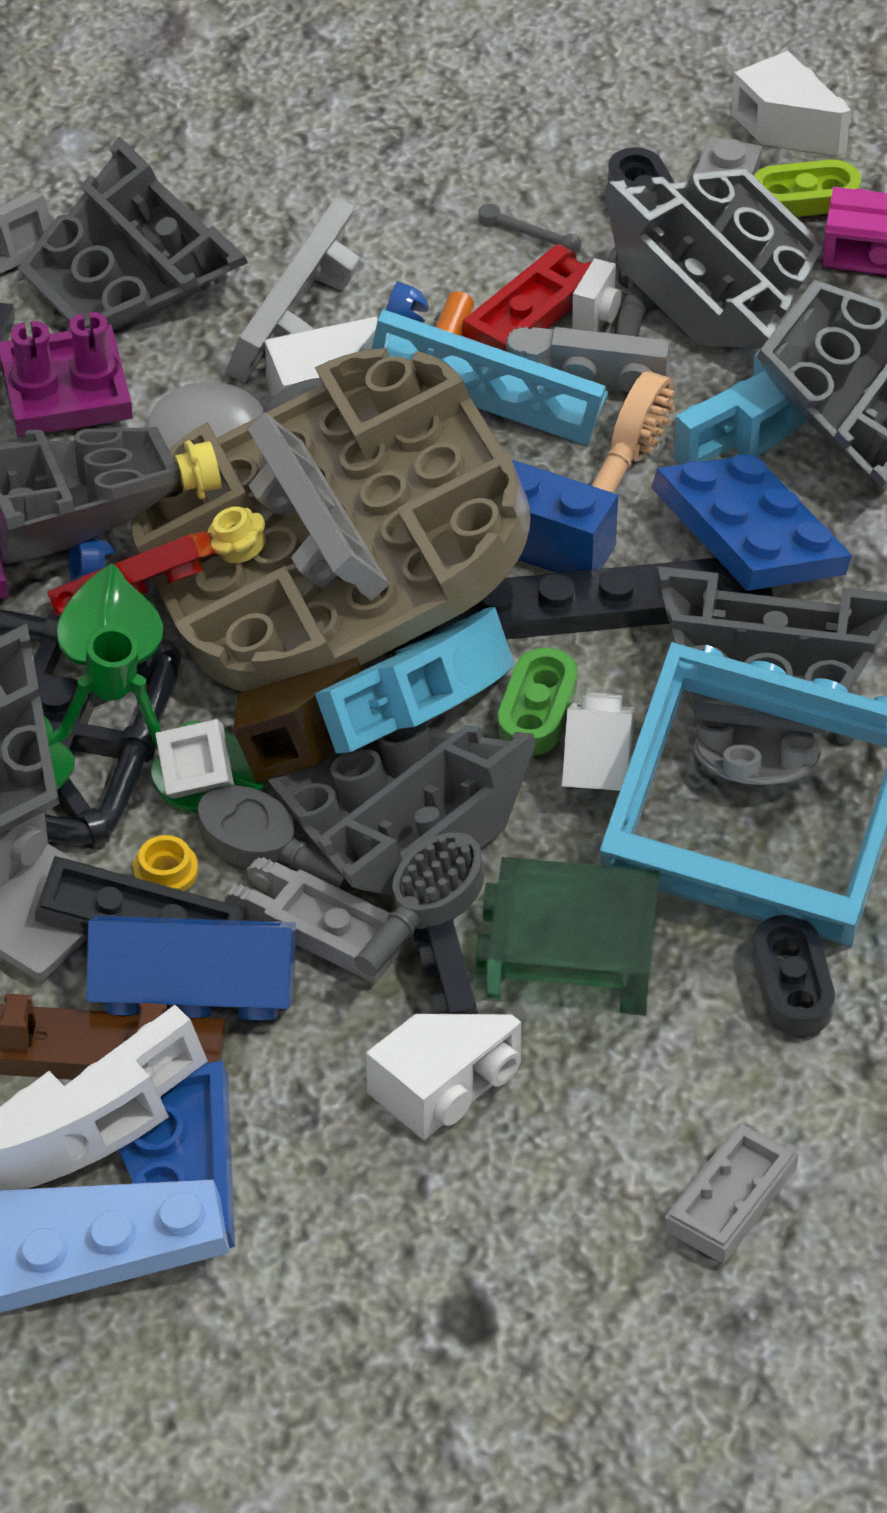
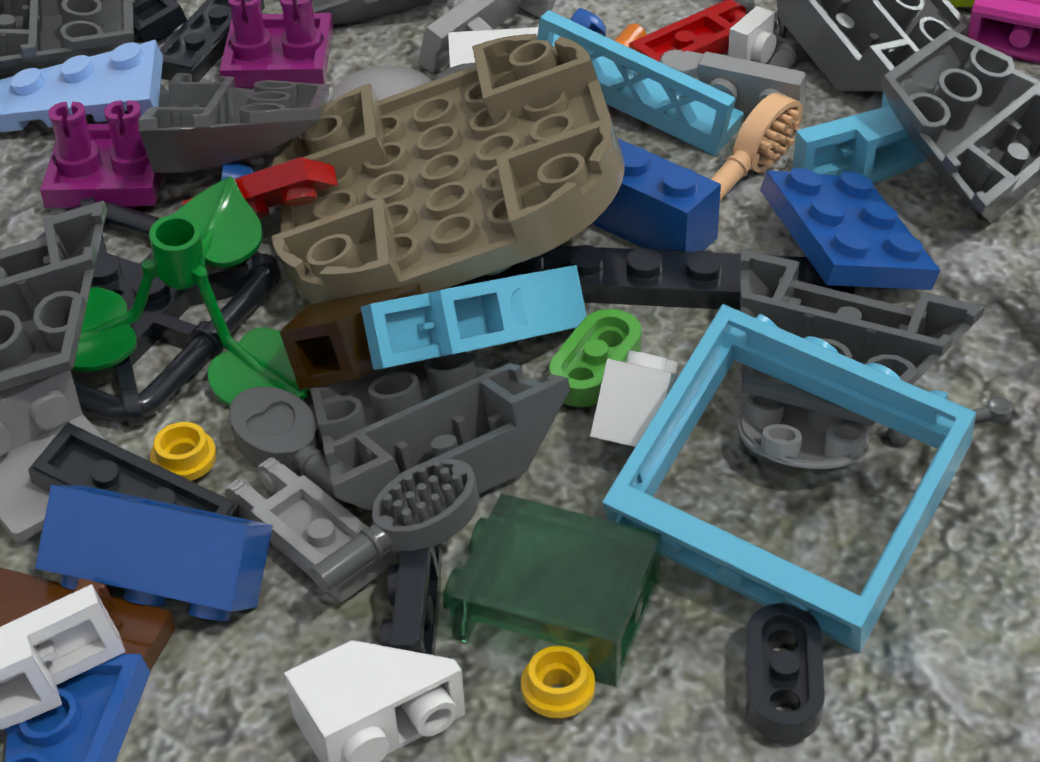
camera: 15 degrees right, 5 degrees down
(194, 759) = (243, 356): white plate -> none
(198, 468) = (338, 110): light yellow plate -> none
(237, 534) = (357, 170): light yellow plate -> none
(296, 480) = (422, 140): light grey hinge -> none
(602, 1006) = (553, 667): none -> yellow plate

